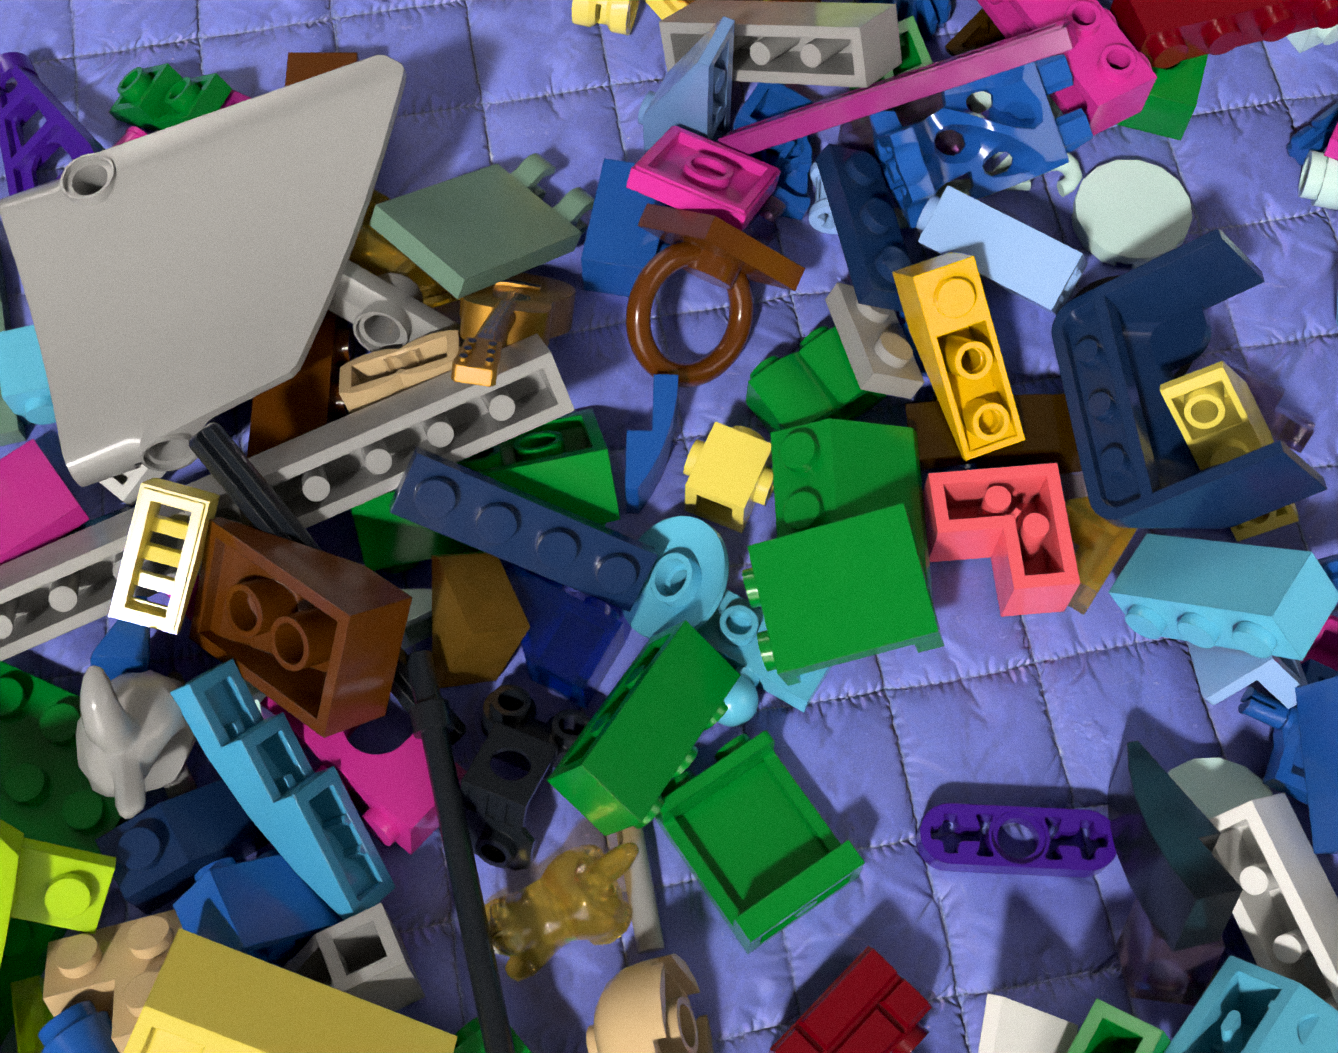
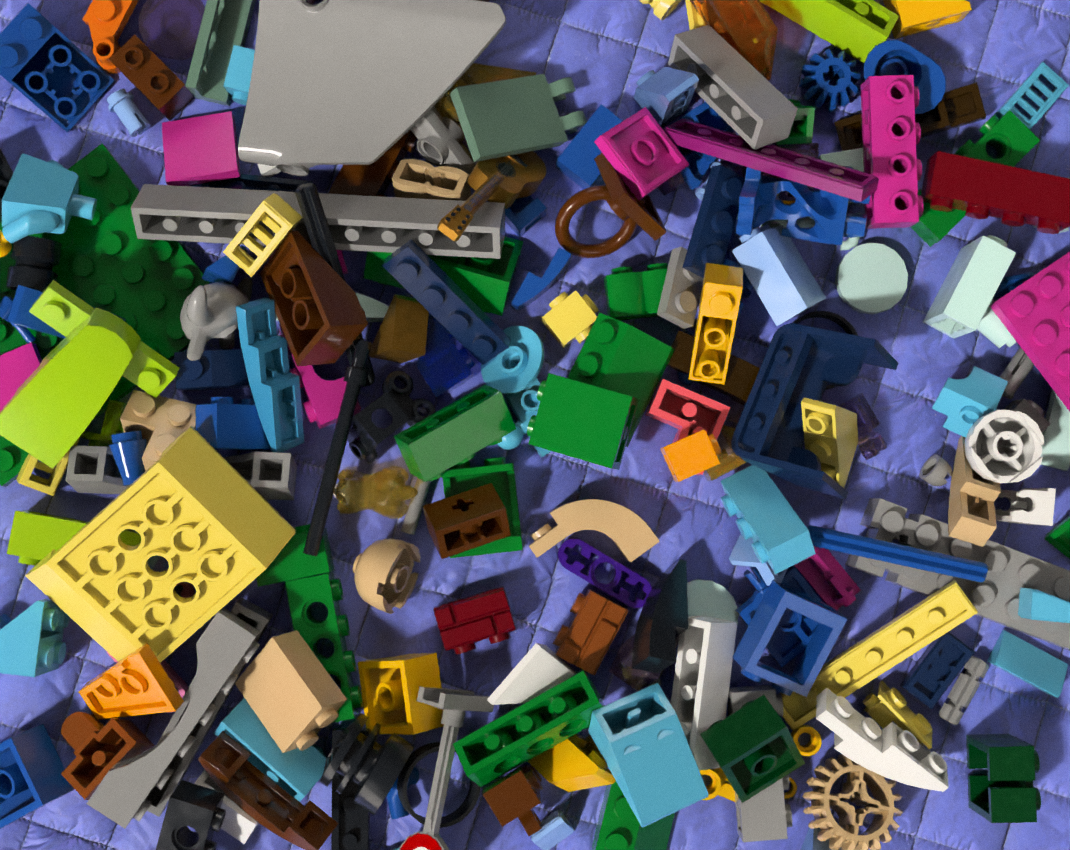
camera: 20 degrees right, 20 degrees up
(579, 361) = (524, 214): none -> blue panel
(744, 861) = (466, 520): none -> reddish brown brick
(966, 744) = (614, 520): none -> tan arch
(1046, 553) = (691, 455): none -> light orange brick
(1054, 941) = (590, 631): none -> dark orange brick
(1280, 145) = (970, 286): none -> light aqua brick

